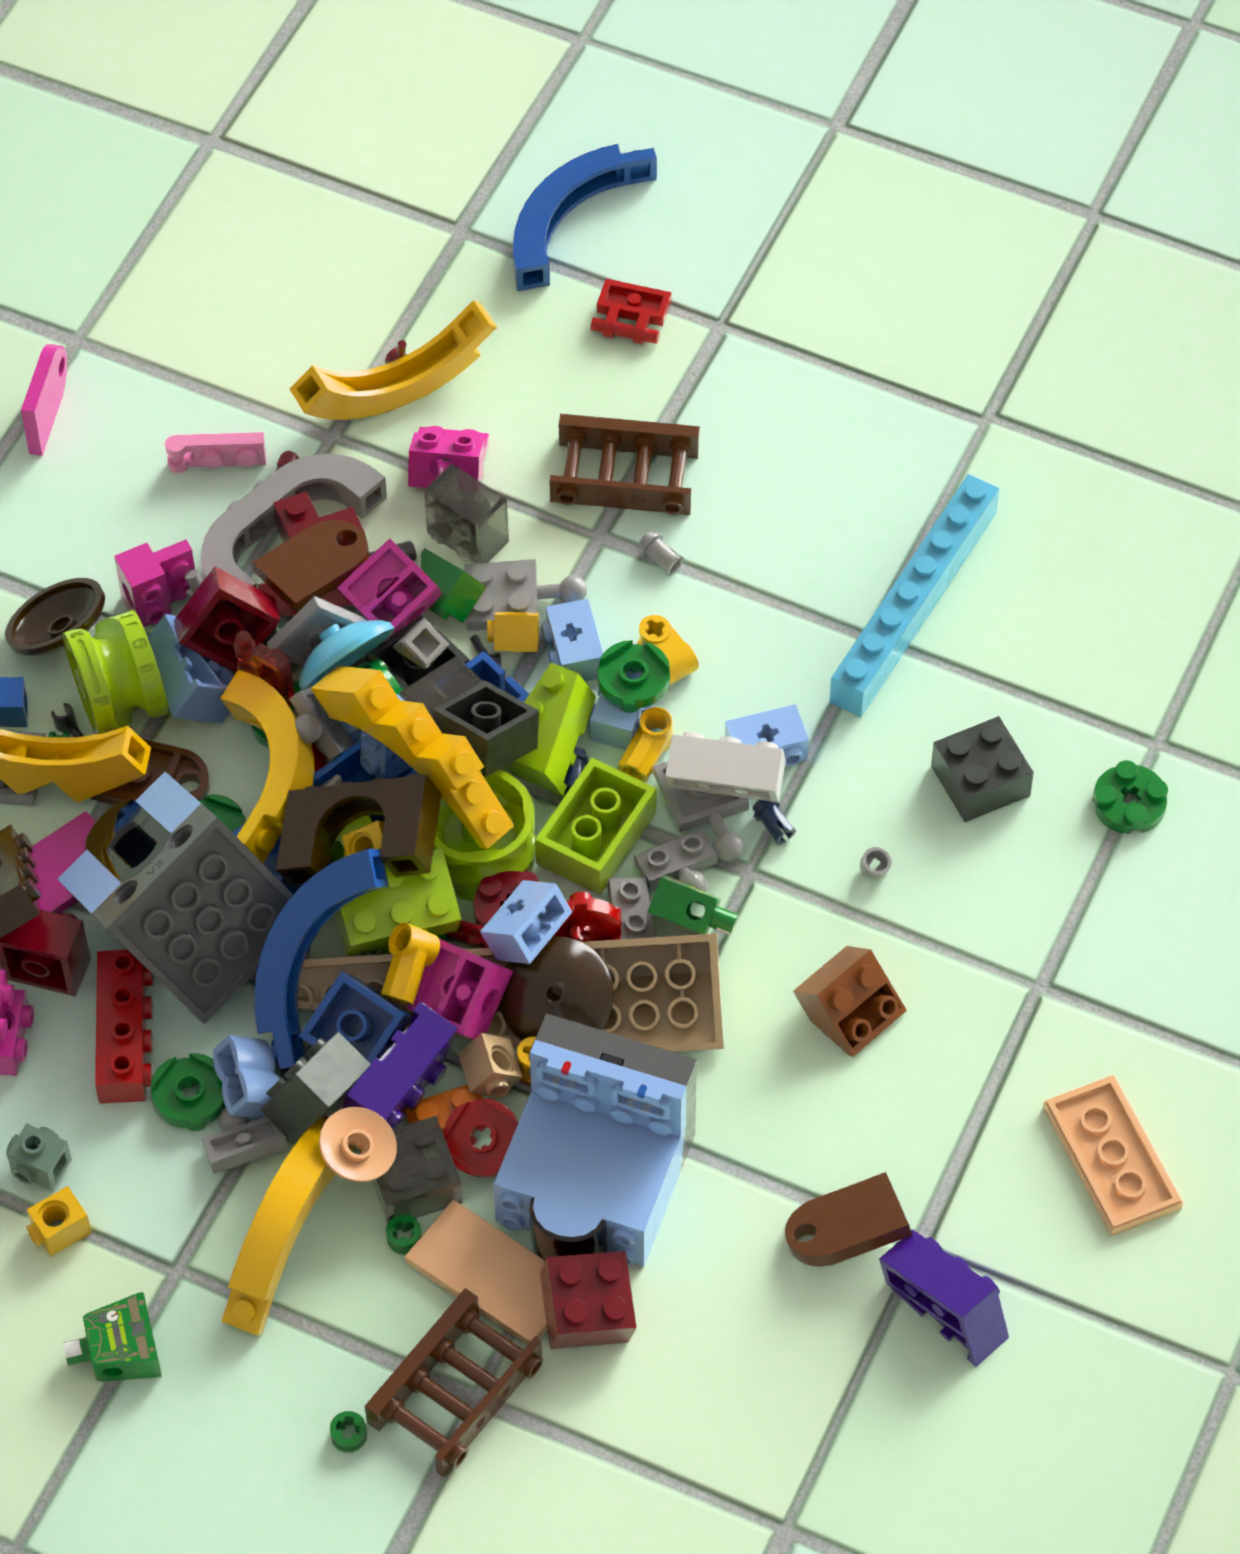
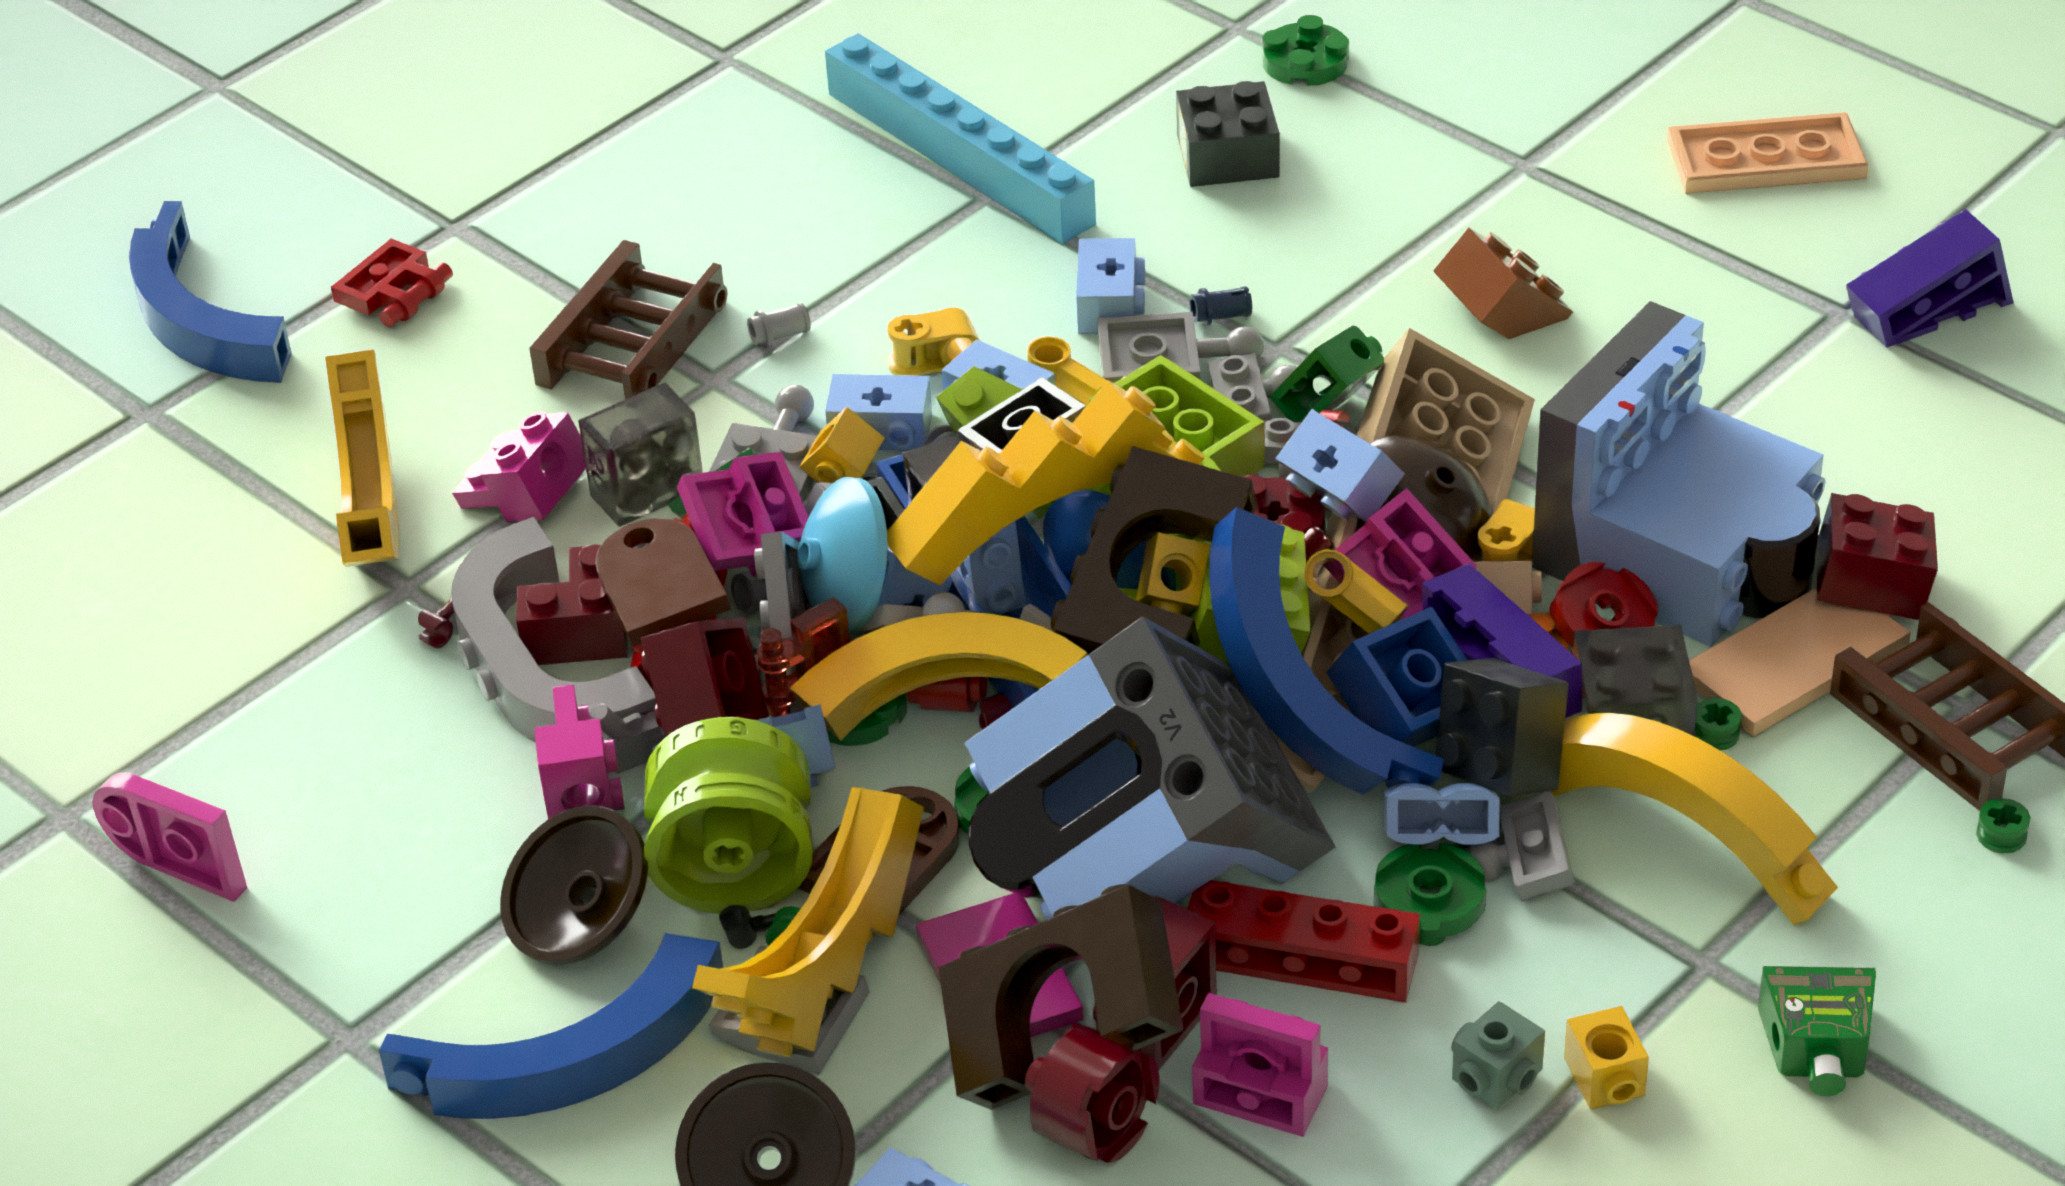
camera: 70 degrees left, 15 degrees down
(215, 450) = (371, 686): bright pink plate -> none
(367, 1132) = (1616, 686): light nougat dish -> none
(397, 352) = (328, 495): dark red hand -> none
(633, 693) = (1003, 342): green plate -> none
(725, 766) = (1153, 296): white brick -> none
(847, 1223) = (1815, 334): reddish brown tile -> none
(882, 869) = (1319, 239): light grey hinge -> none

